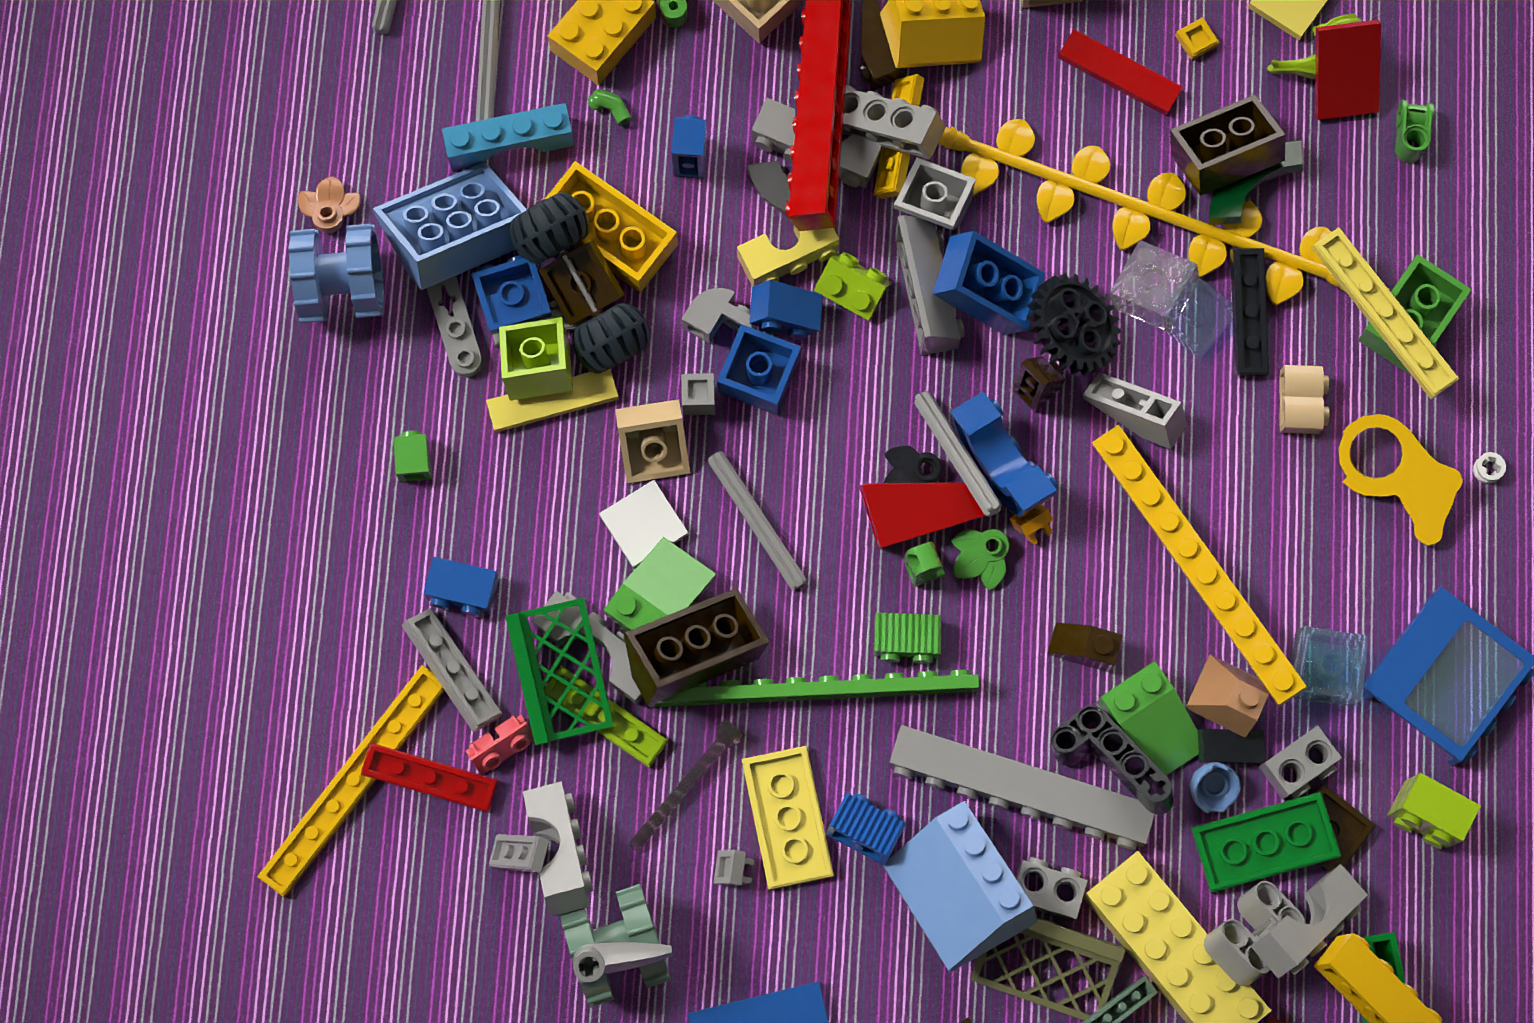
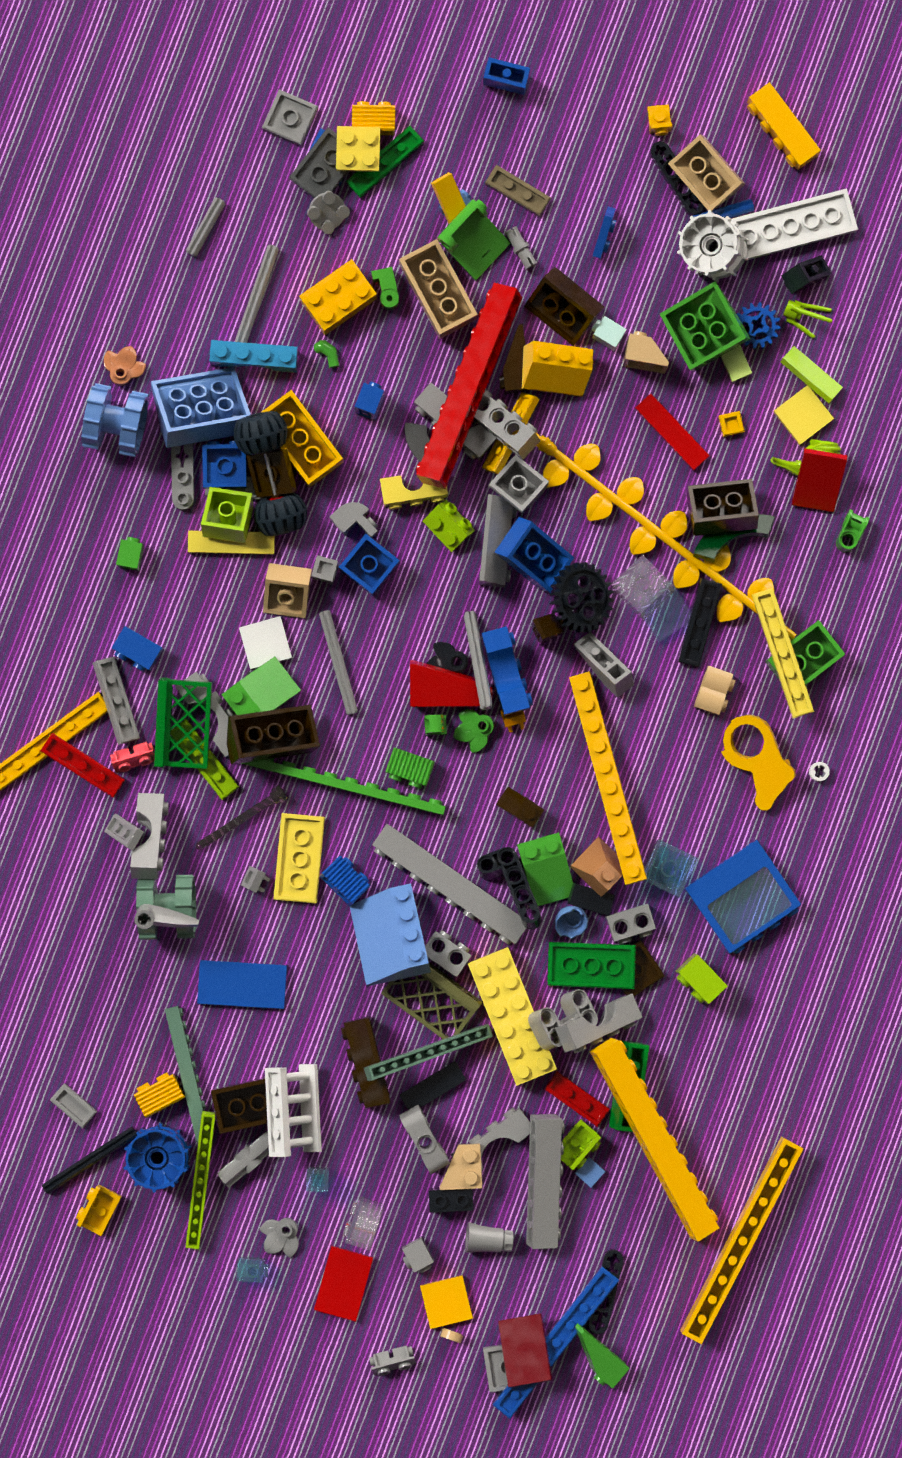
camera: 10 degrees right, 10 degrees up
(785, 309) = (398, 530): blue brick -> none

